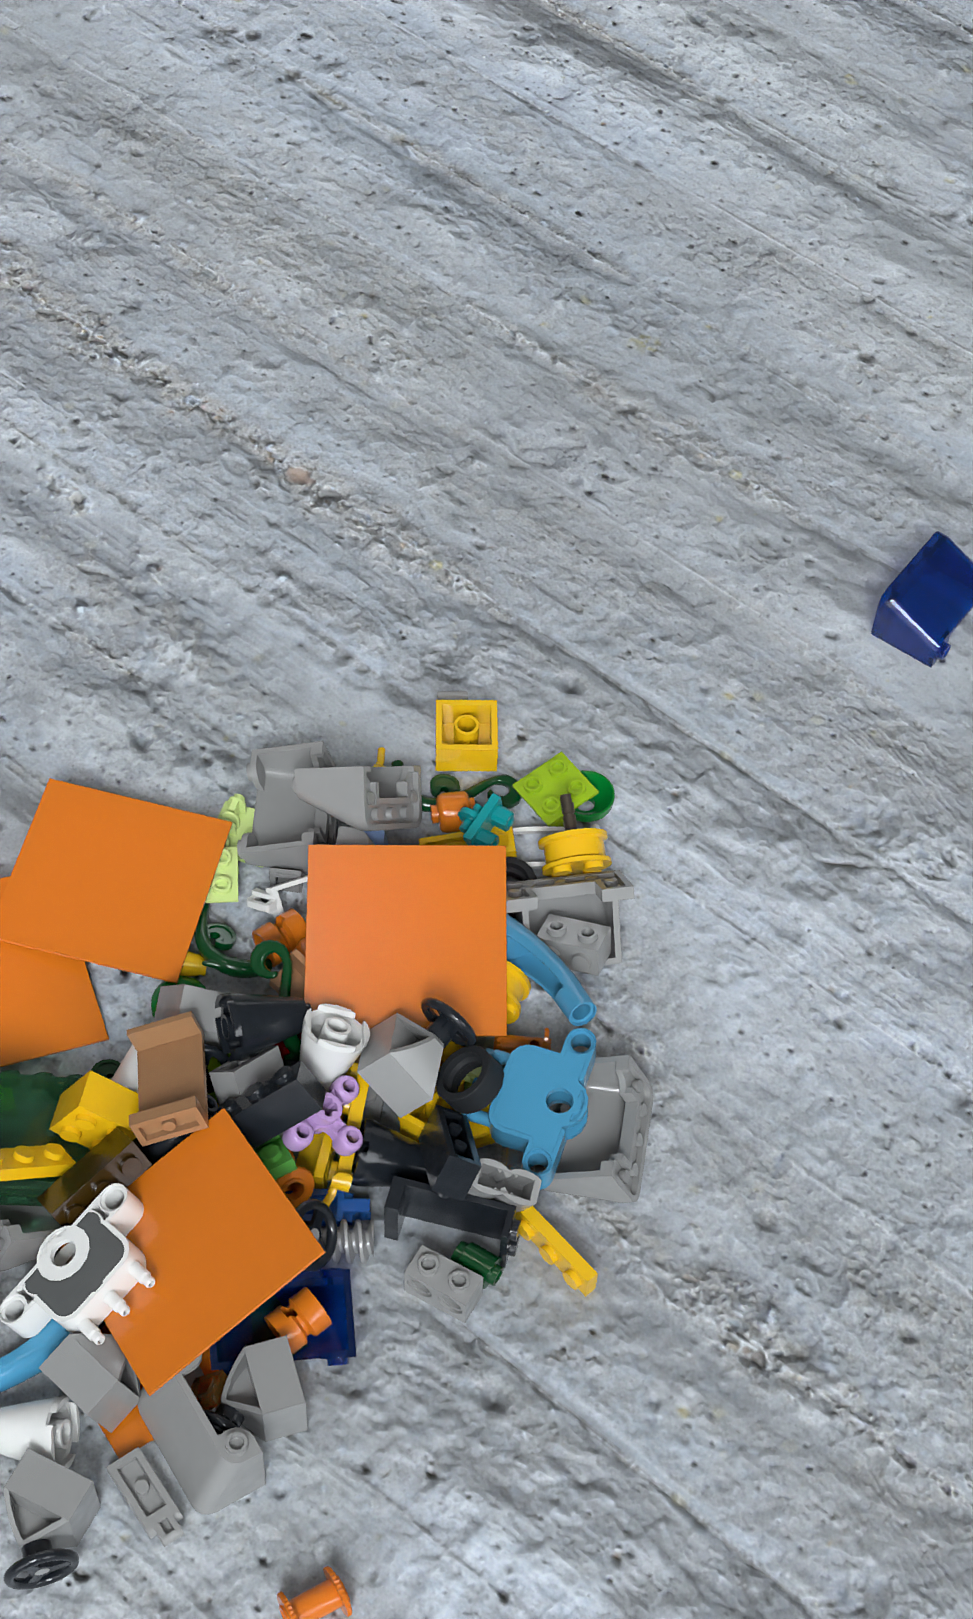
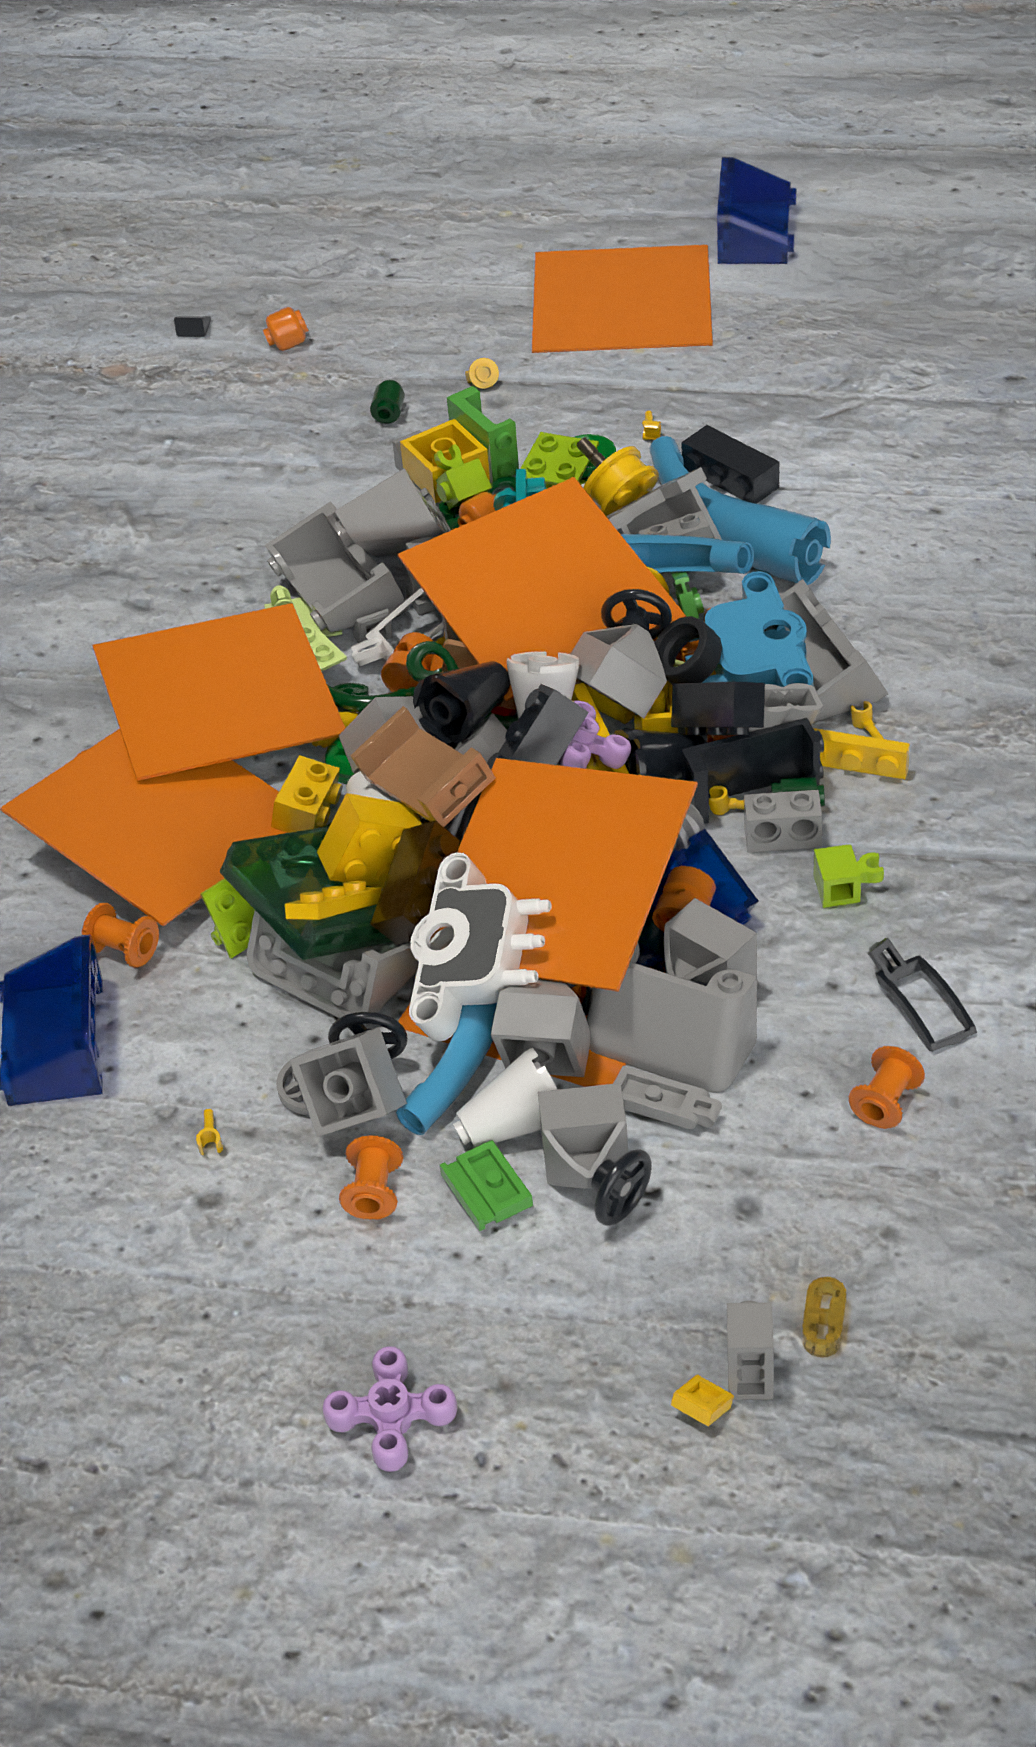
camera: 25 degrees left, 10 degrees down
(104, 1025) = (306, 796): none -> yellow brick
(388, 460) = (191, 325): none -> black slope
(422, 1492) = (888, 974): none -> black sword
(423, 1232) = (720, 801): none -> yellow hand
(448, 1366) = (840, 875): none -> lime brick
(453, 511) = (285, 328): none -> orange head
(455, 771) = (460, 480): none -> lime brick
(475, 639) = (387, 402): none -> dark green brick
(513, 748) = (498, 438): none -> bright green panel
(535, 1011) = (688, 598): none -> bright green plate
(575, 652) = (482, 373): none -> yellow plate
(597, 1217) = (864, 719): none -> yellow hand
(654, 973) = (782, 540): none -> dark azure brick
(667, 794) = (652, 428): none -> yellow hand
(696, 875) = (731, 464): none -> black brick
(759, 629) = (621, 299): none -> orange piece

